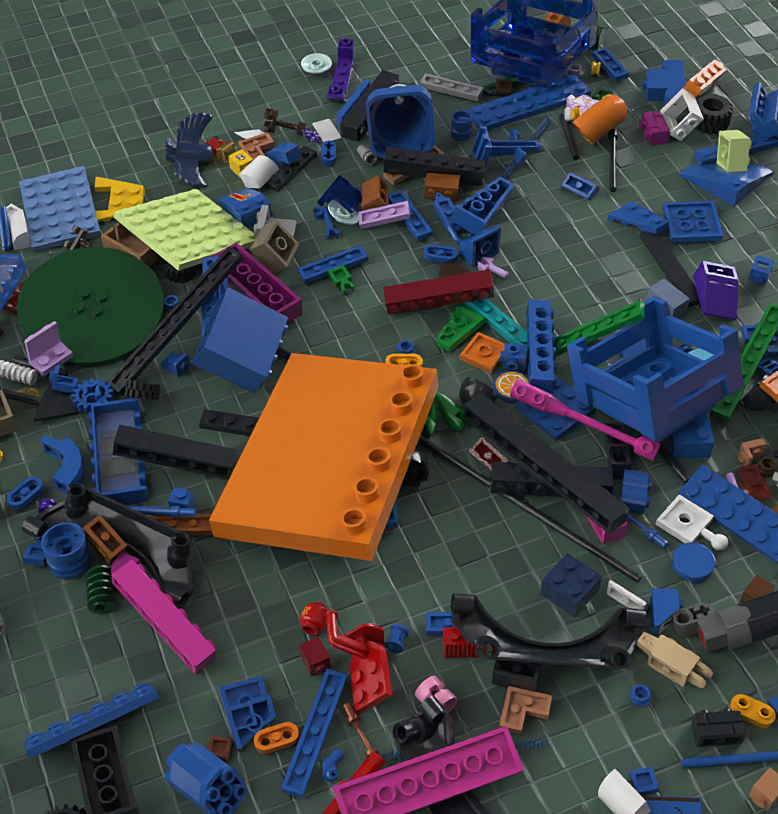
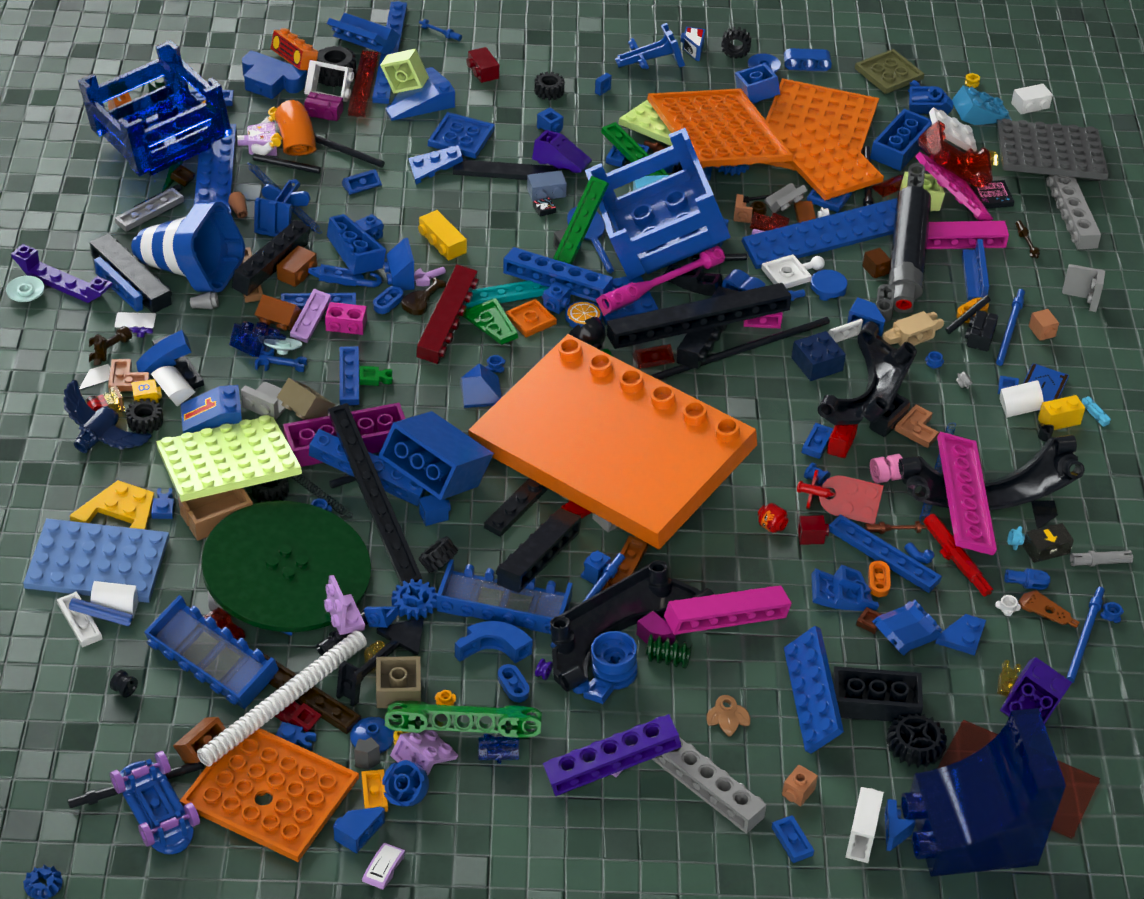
camera: 70 degrees left, 5 degrees down
(43, 666) = (727, 717): none -> medium nougat plate
(79, 241) = (176, 551): dark brown bar -> none
(104, 539) = (623, 621): dark orange brick -> none
(176, 364) = (412, 526): blue bracket -> none
(200, 375) = (433, 509): none -> blue brick
(225, 171) = (145, 424): none -> black tyre
(328, 153) = (172, 325): blue beam -> none
(368, 347) = (480, 387): none -> blue slope
(398, 237) = (346, 318): none -> dark pink brick
(404, 359) = (513, 370): light orange plate -> none
(495, 127) = (238, 204): none -> nougat cone
(516, 209) = (372, 226): none -> blue brick
(545, 256) = (442, 235): none -> yellow brick
(599, 93) = (248, 119): dark green plate -> none
(624, 733) = (964, 380): none -> light grey plate
(701, 140) = (363, 84): none -> clear red plate
(726, 703) = (965, 316): none -> black bar

